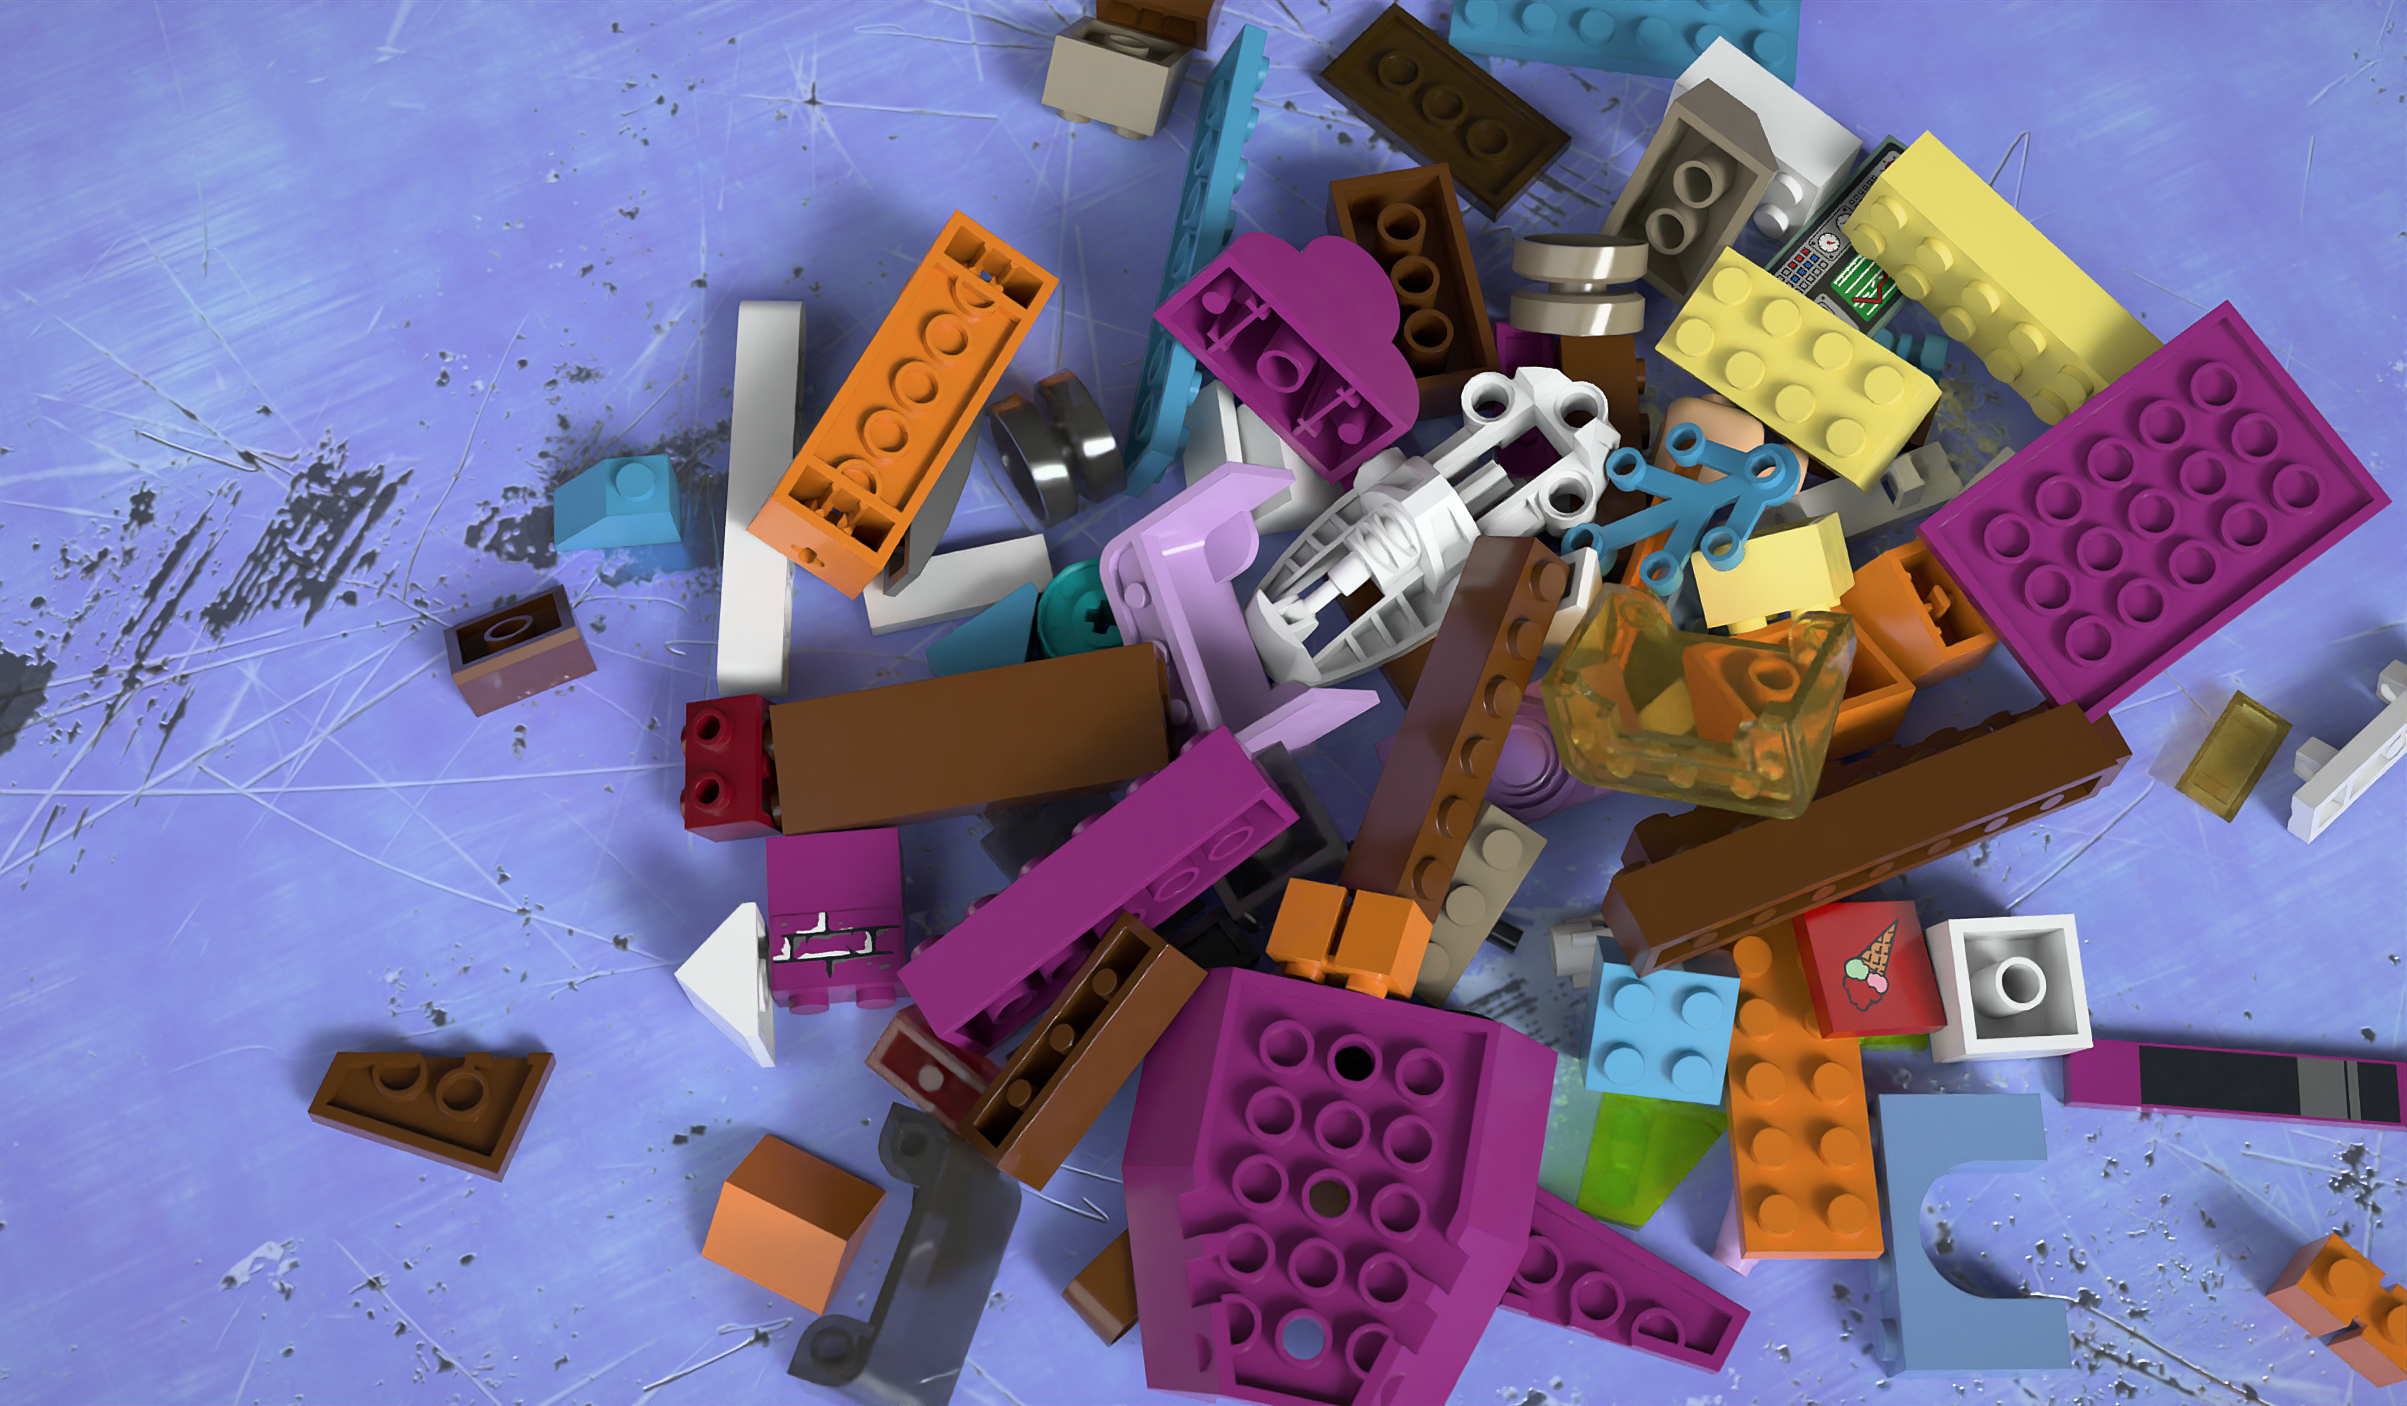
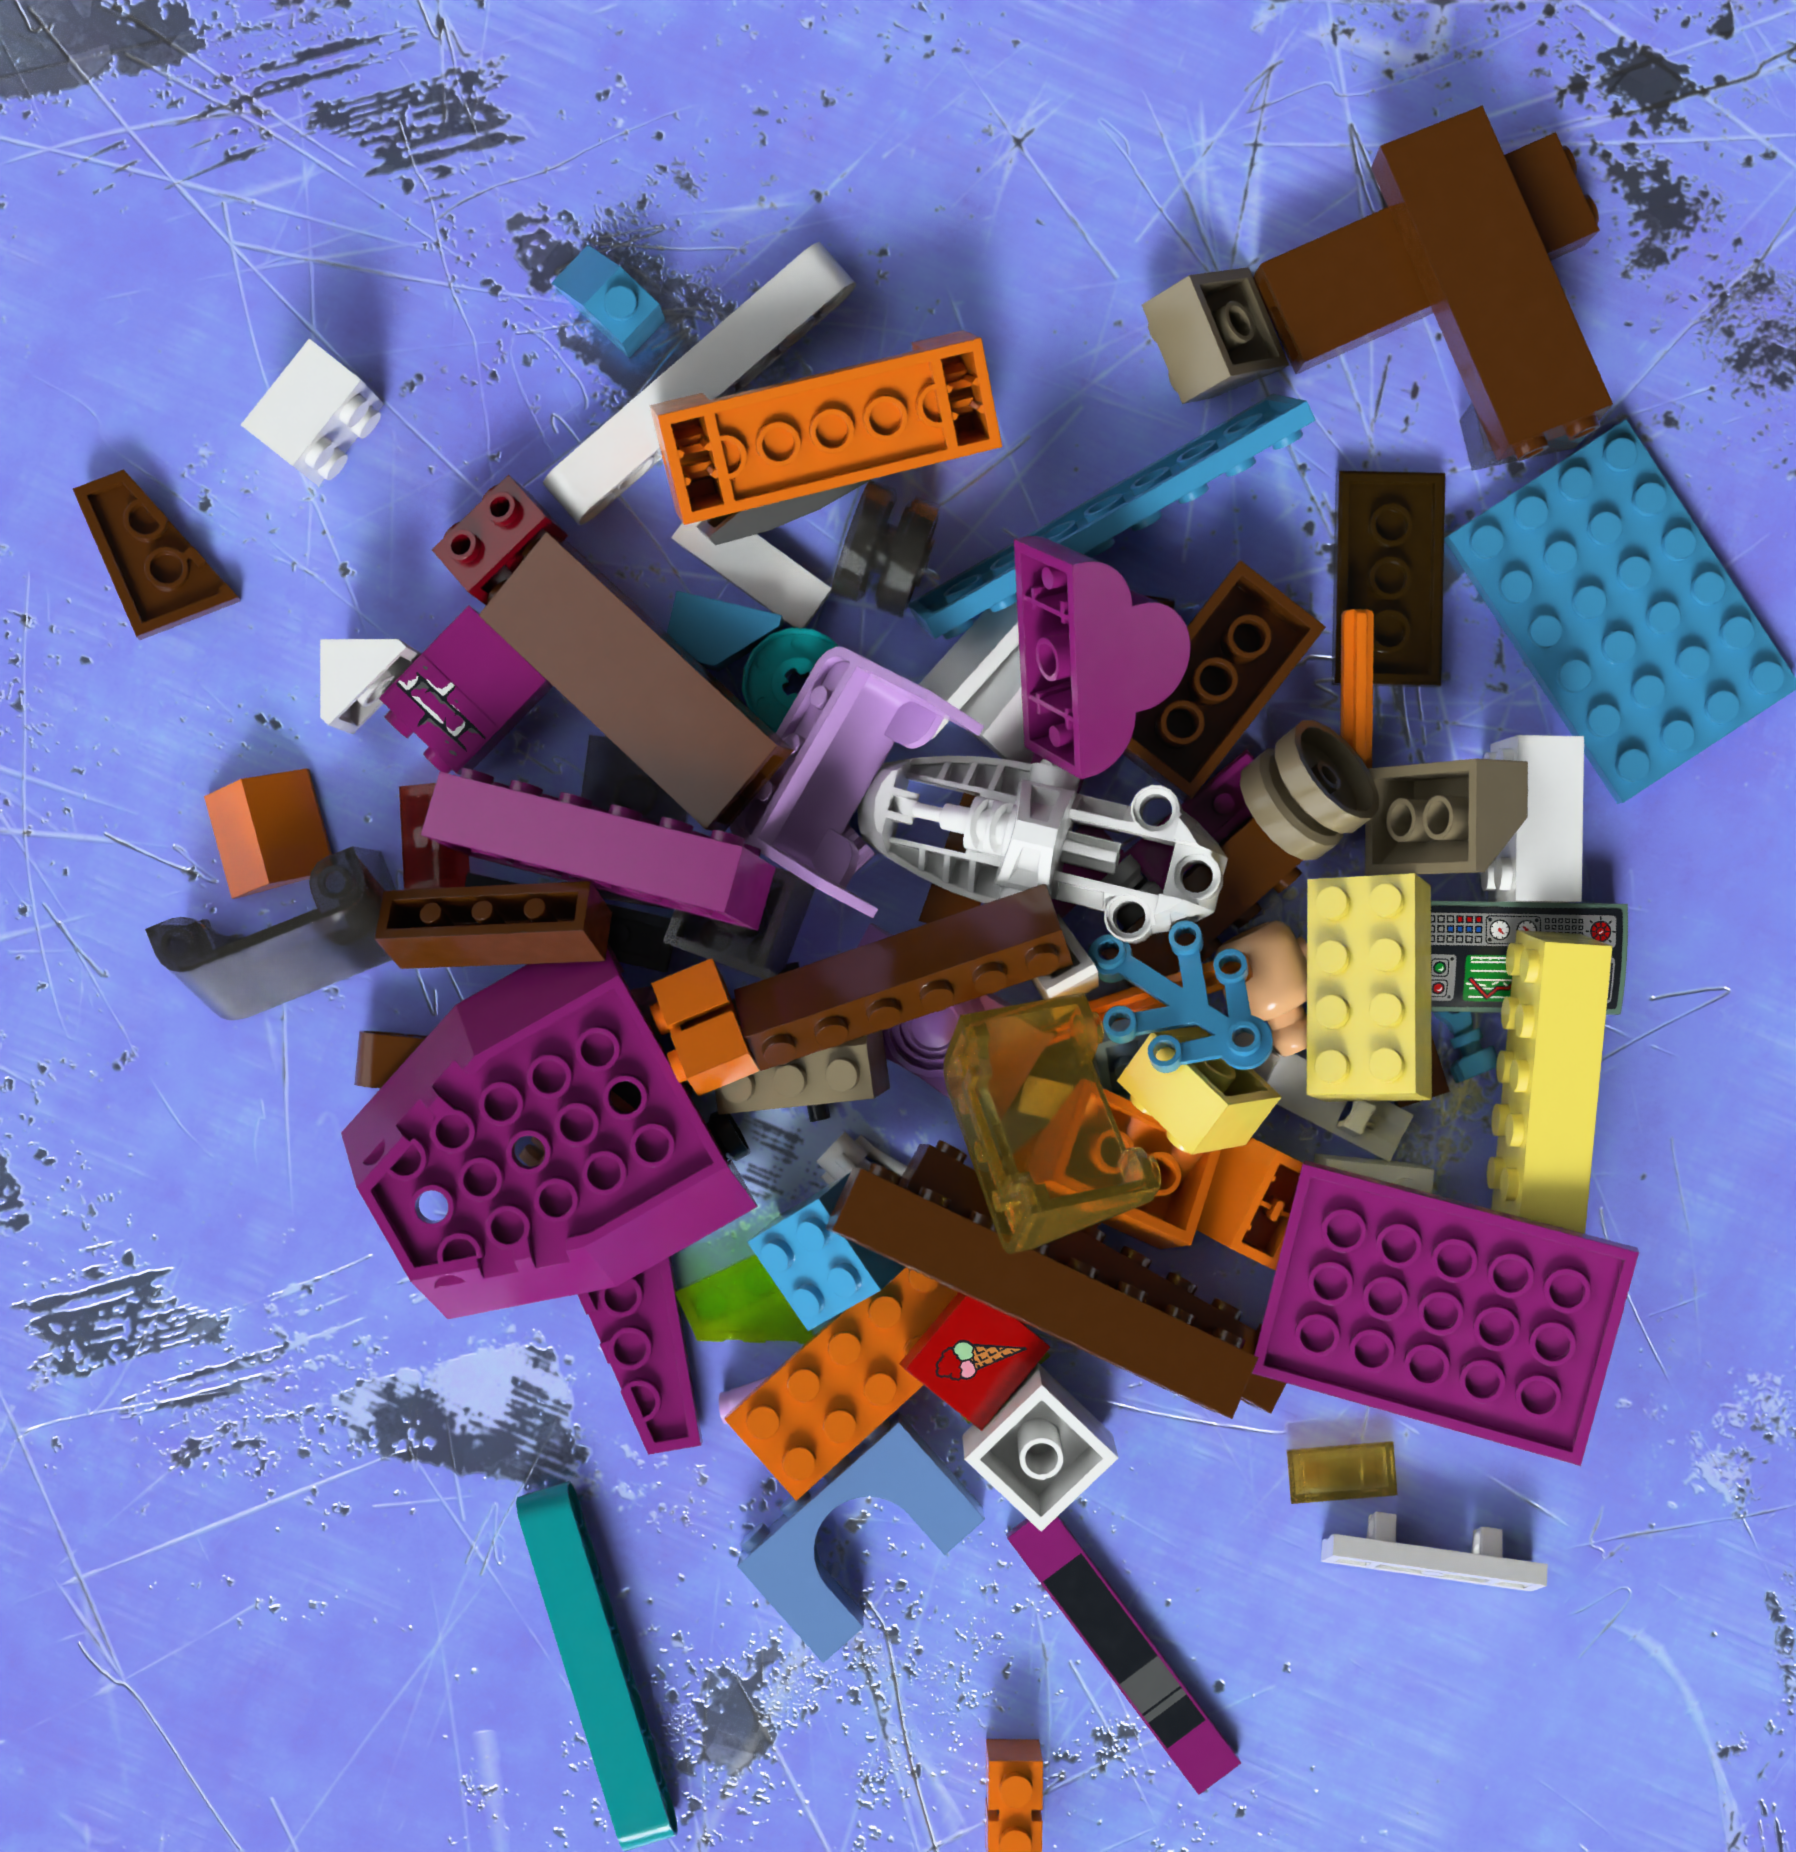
camera: 50 degrees right, 20 degrees up
(466, 825) = (314, 413): none -> white brick
(518, 651) = (462, 325): slope -> none
(1512, 187) = (1357, 681): none -> orange axle

